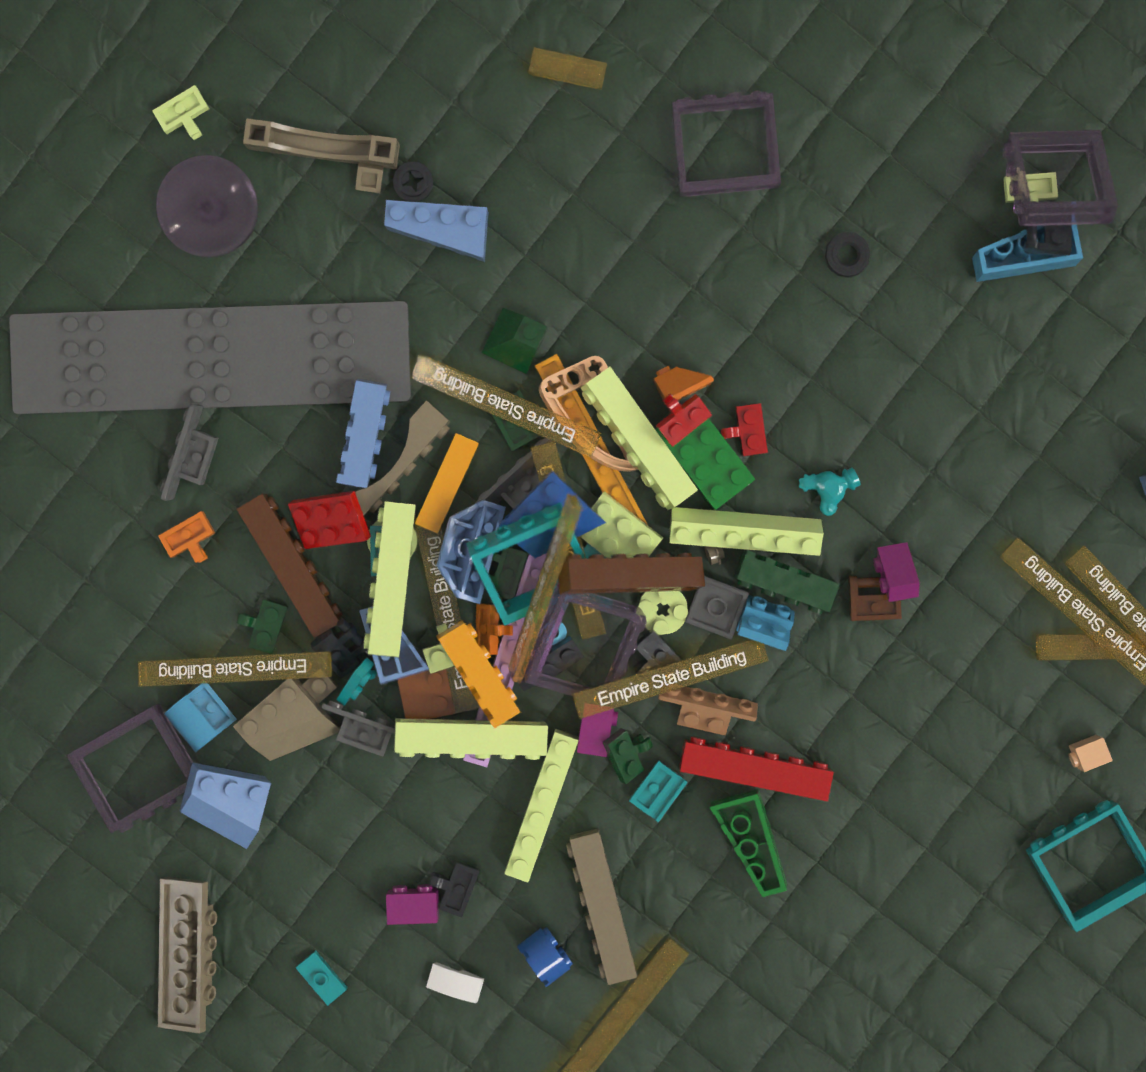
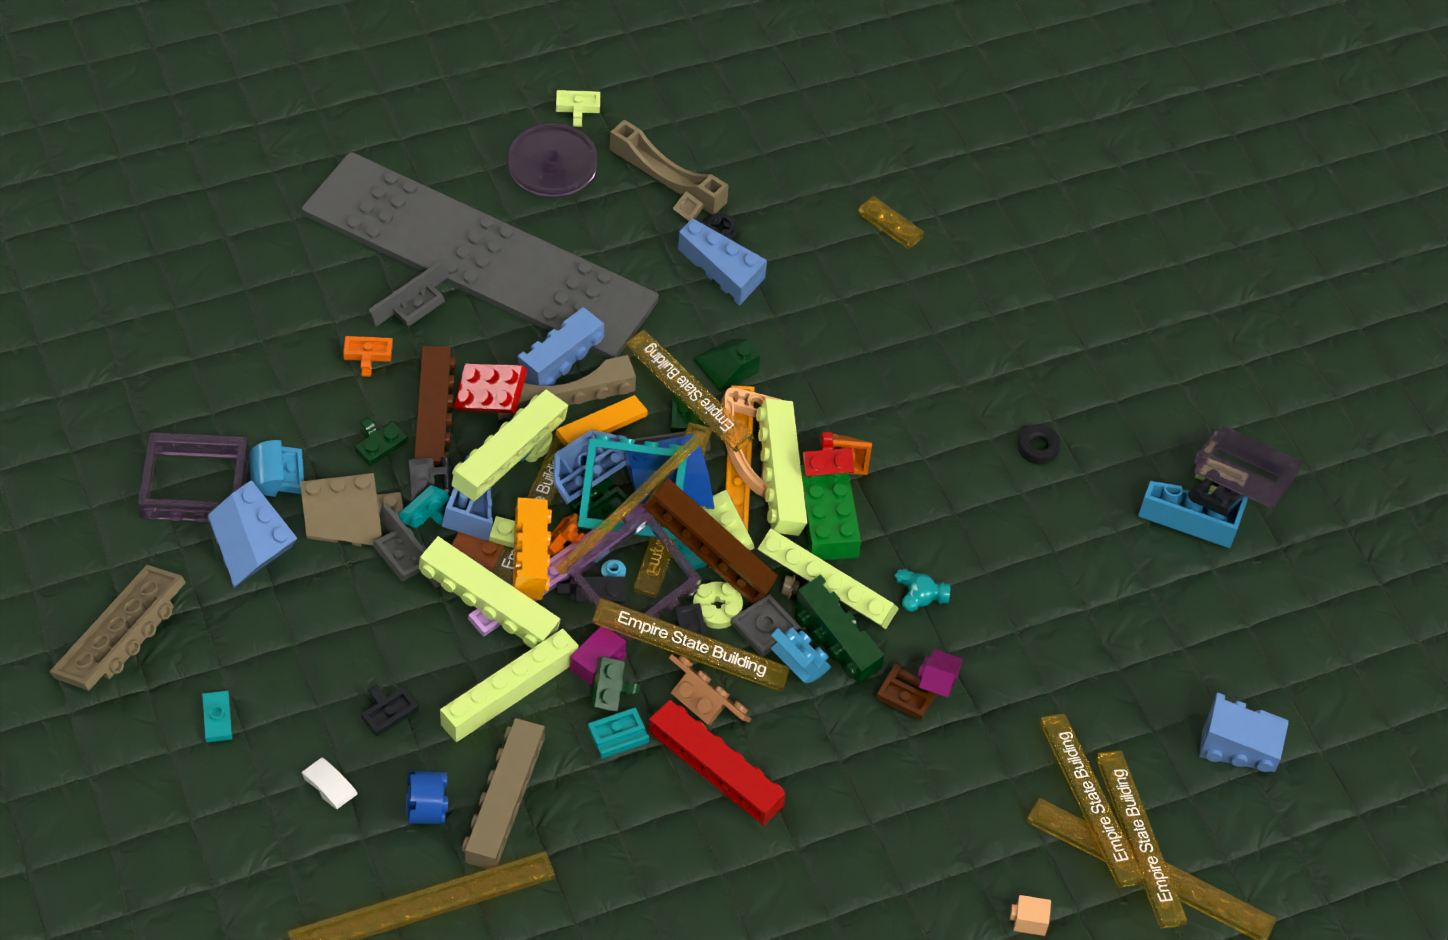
camera: 25 degrees right, 35 degrees down
(234, 669) = (334, 447): clear yellow tile -> none
(412, 905) = (341, 697): magenta brick -> none
(731, 102) = (971, 349): clear purple window -> none
(749, 430) = (877, 519): red plate -> none
(750, 833) = (678, 806): green wedge -> none

